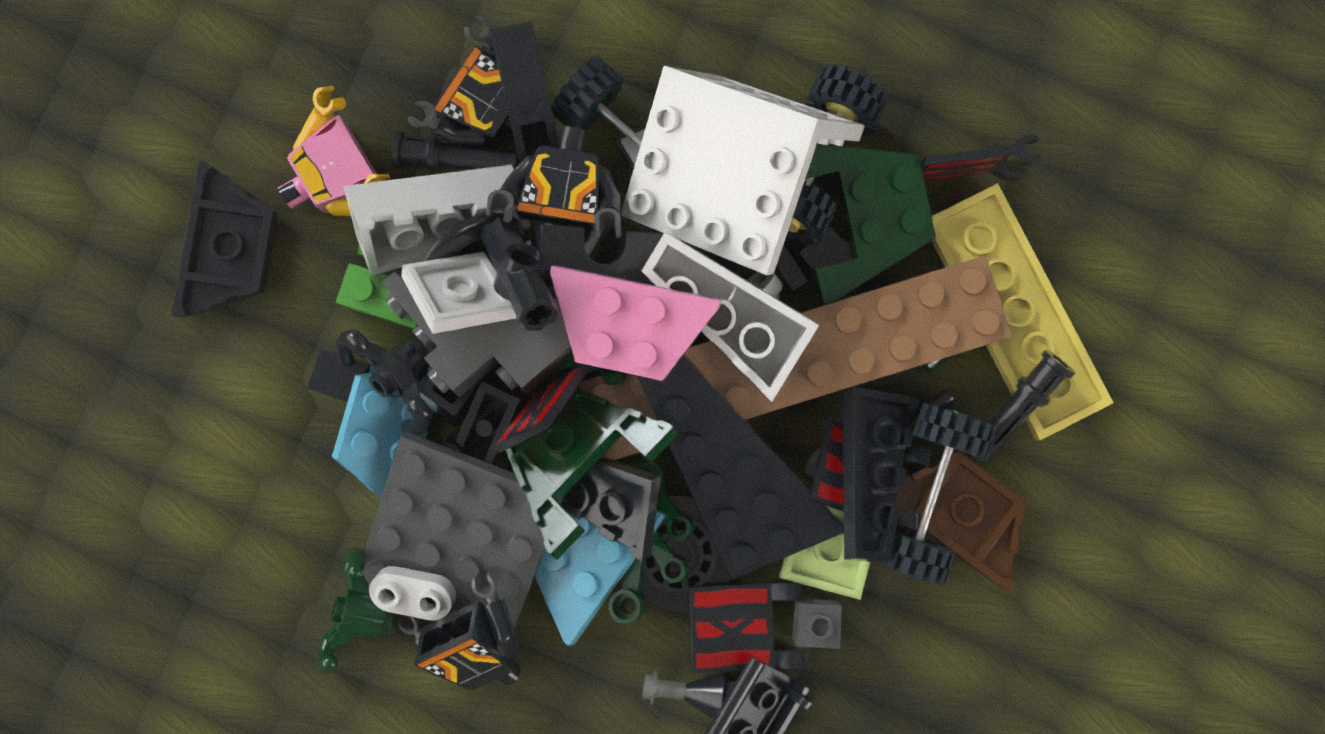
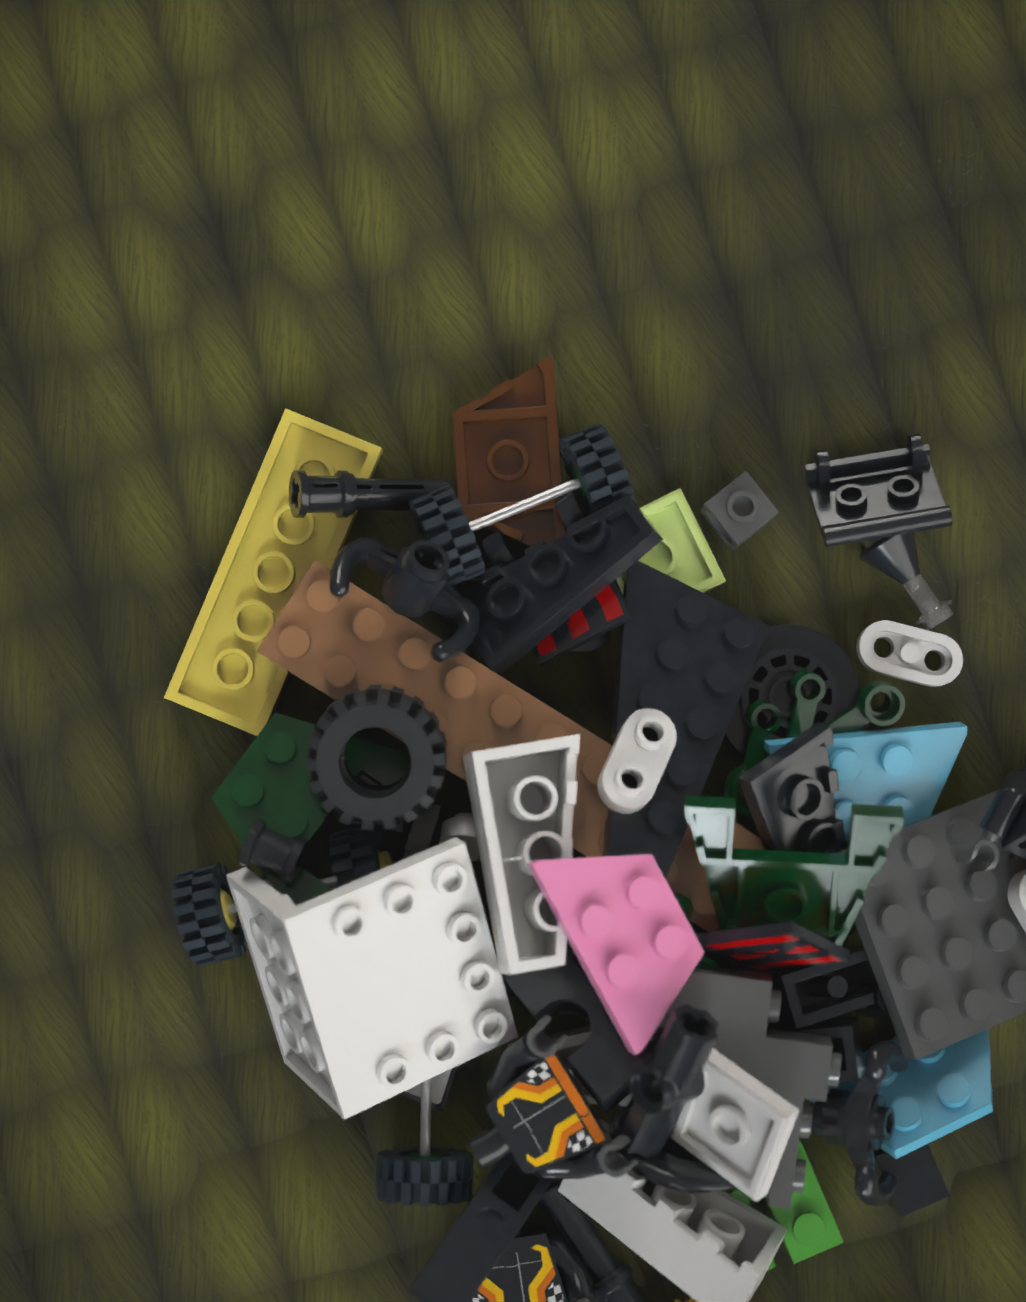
camera: 130 degrees left, 0 degrees up
(641, 649) = (908, 653): none -> white plate
(723, 426) = (639, 758): none -> white plate
(737, 623) = (804, 585): flag -> none
(856, 161) = (273, 851): none -> black bush
(862, 234) = (367, 802): none -> black tyre
(944, 381) = (412, 586): none -> black piece
(979, 162) = (145, 716): black flag -> none

